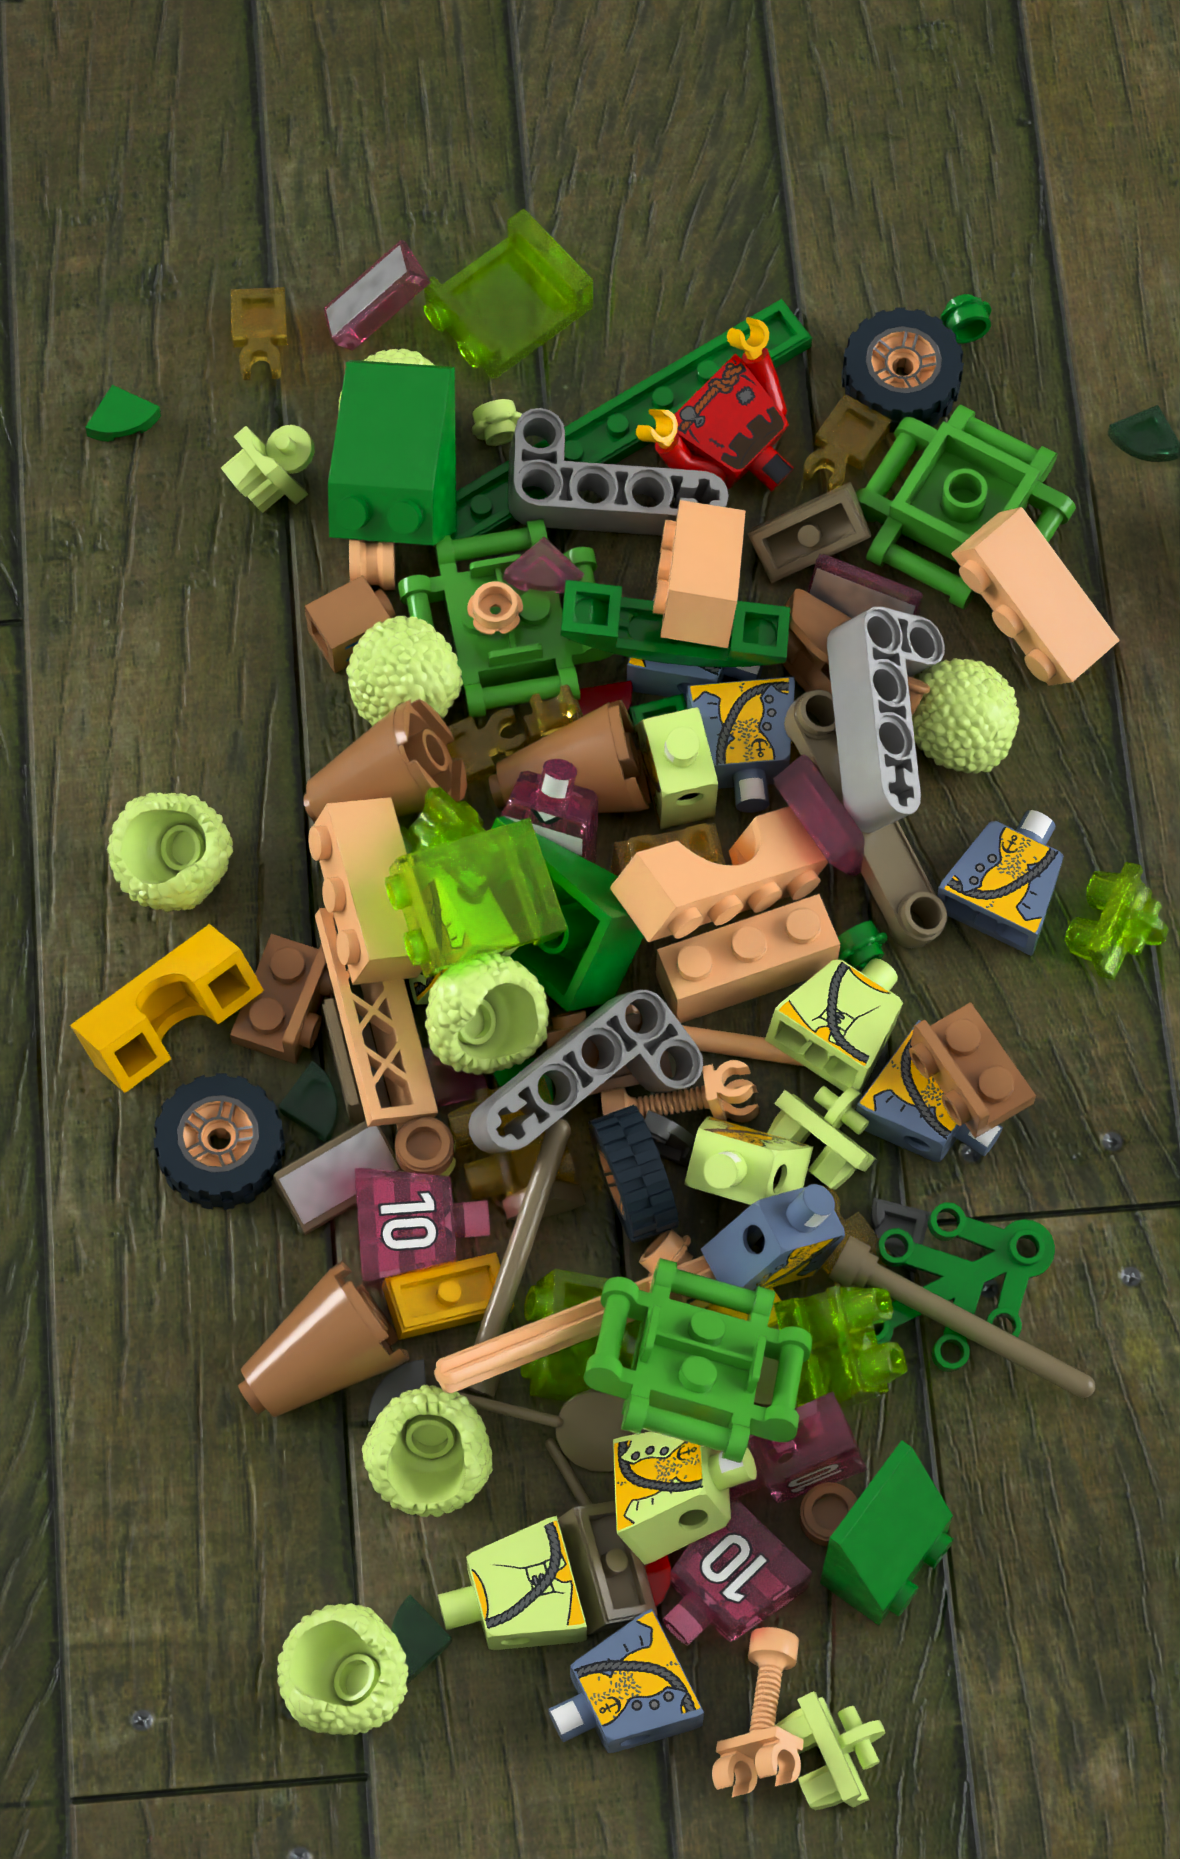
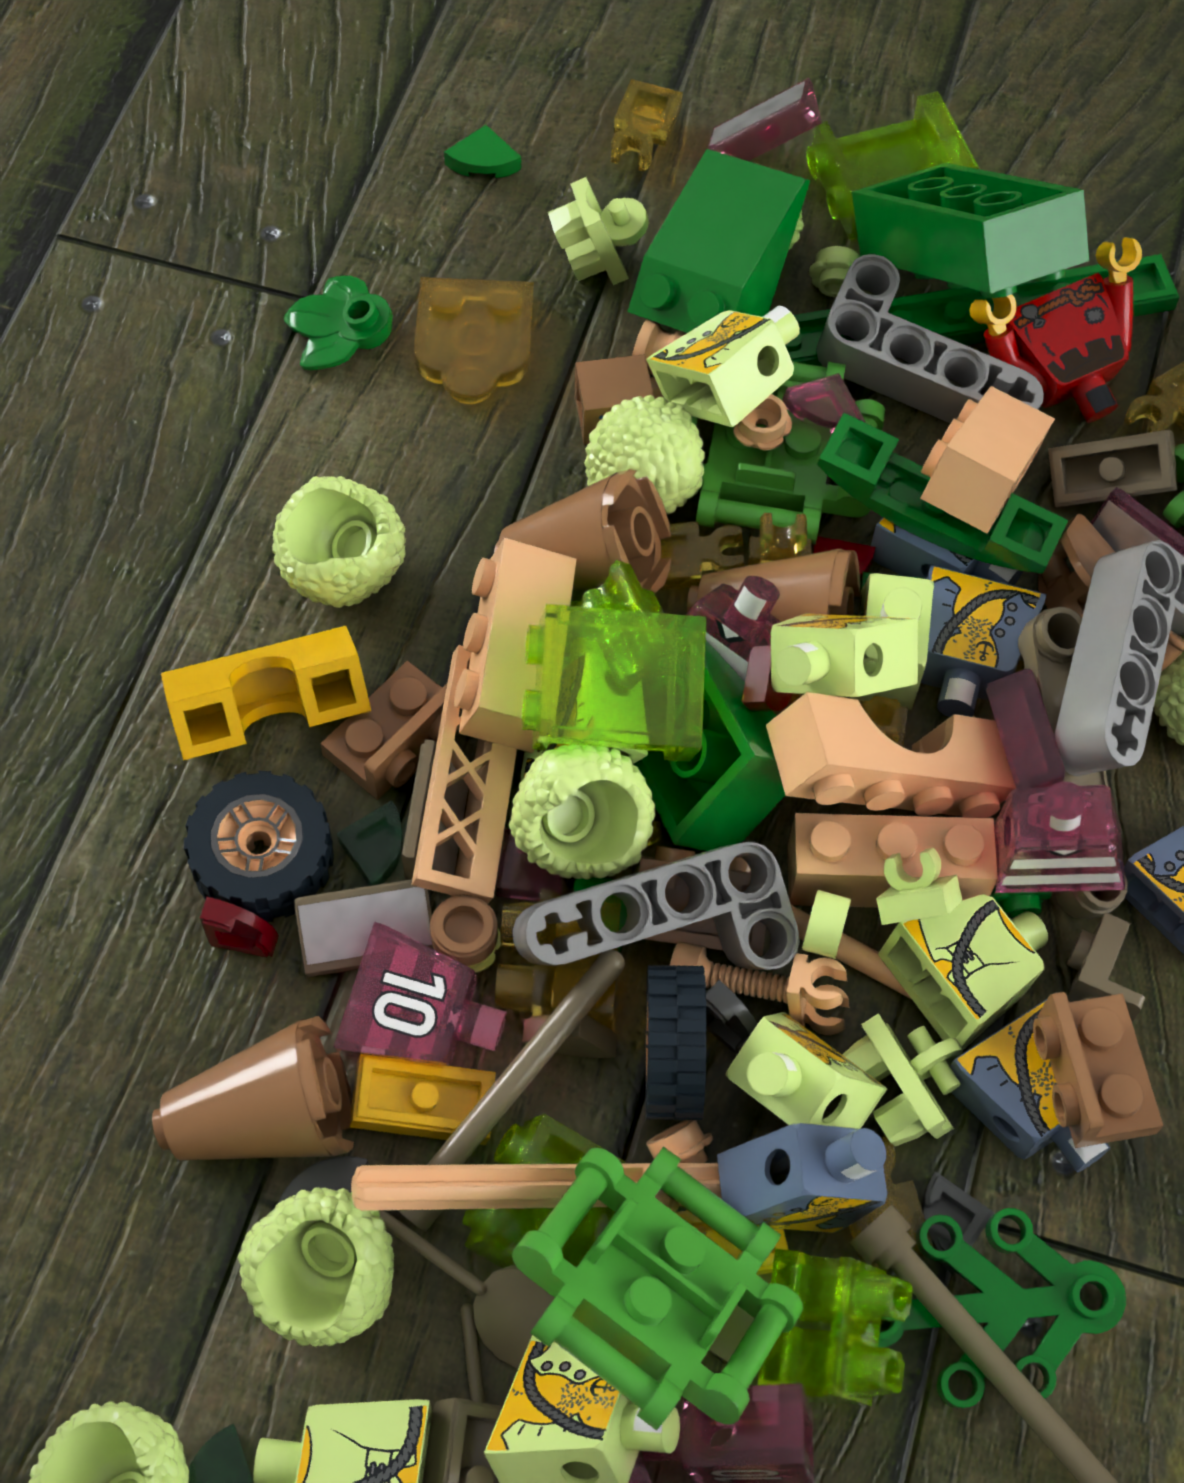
camera: 20 degrees right, 5 degrees down
(57, 638) = (339, 322): none -> green plate
(191, 602) = (473, 334): none -> clear yellow plate
(234, 1217) = (237, 929): none -> dark red tile
(446, 568) = (727, 364): none -> yellowish green torso
(594, 847) = (757, 690): none -> tile
(607, 353) = (973, 227): none -> green brick
(635, 805) = (828, 652): none -> yellowish green torso
(718, 1033) = (826, 924): none -> yellowish green beam
(781, 984) = (917, 897): none -> yellowish green tile
(879, 895) = (1059, 840): none -> clear pink torso
(939, 979) = (1094, 960): none -> dark tan bracket

